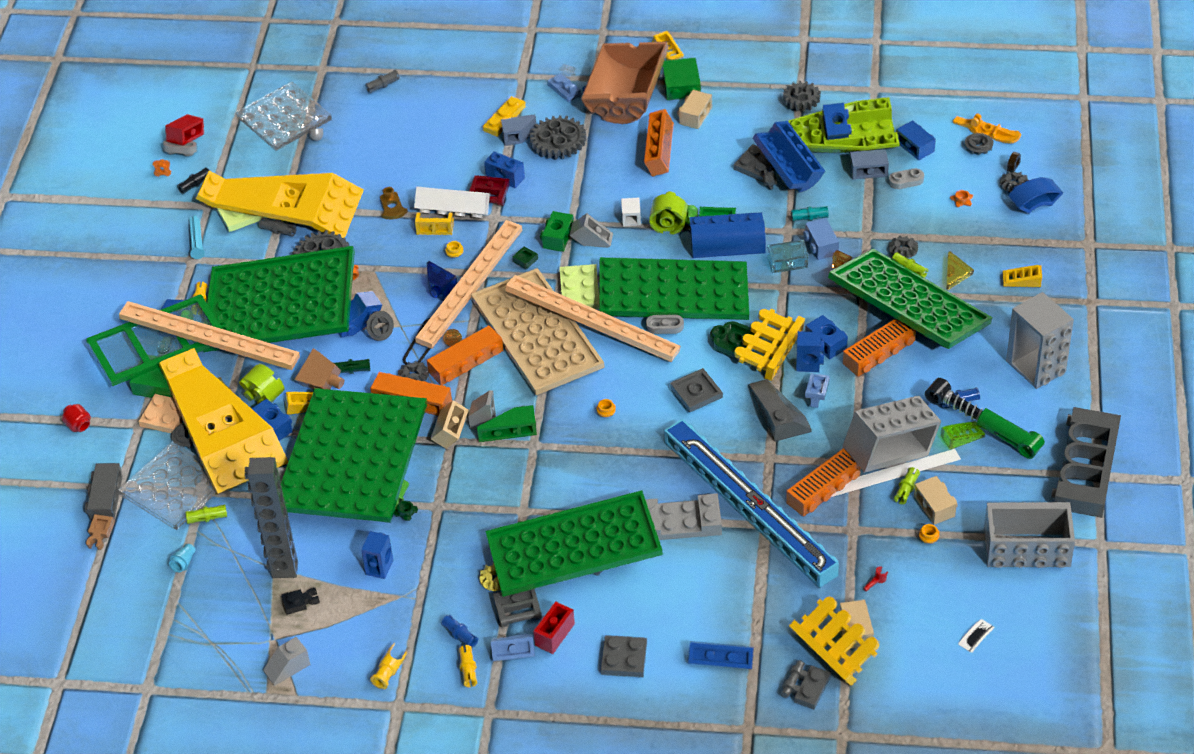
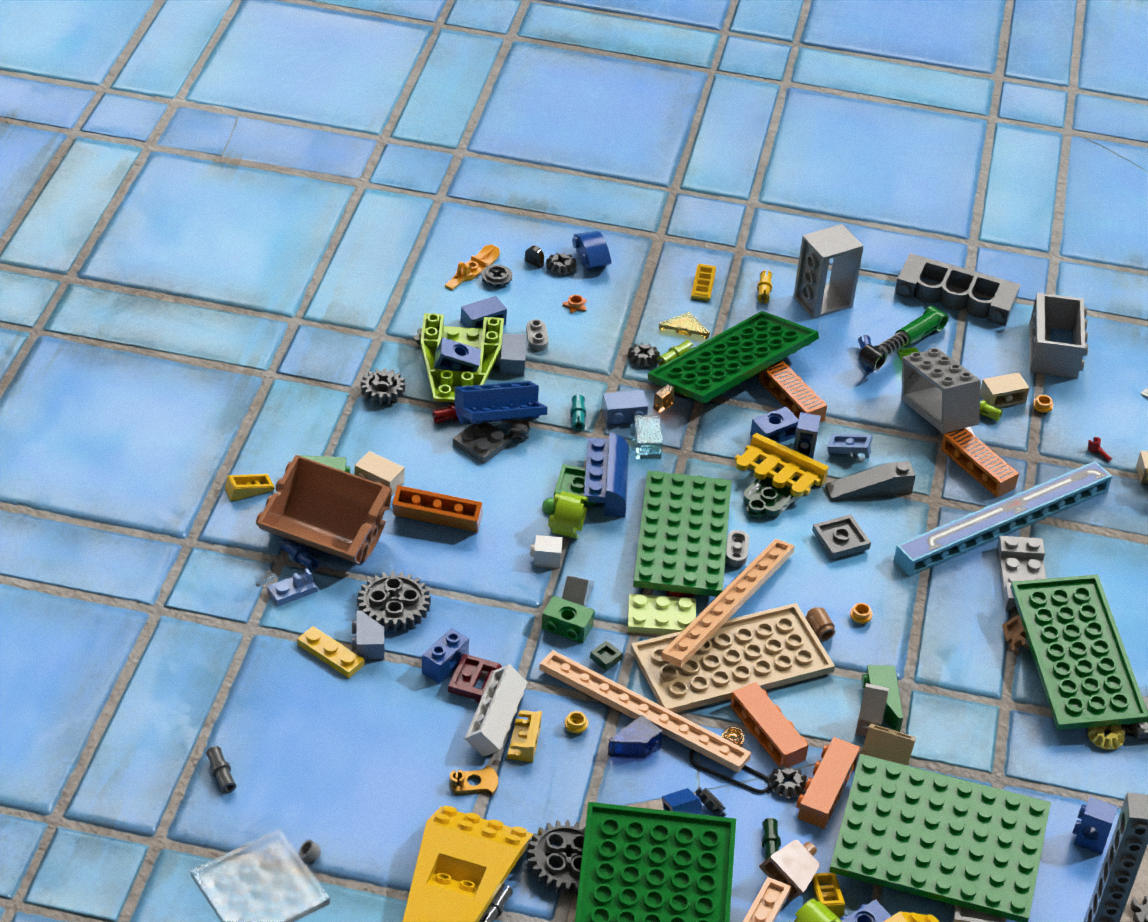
camera: 90 degrees left, 5 degrees down
(585, 381) = (821, 623): none -> medium nougat brick

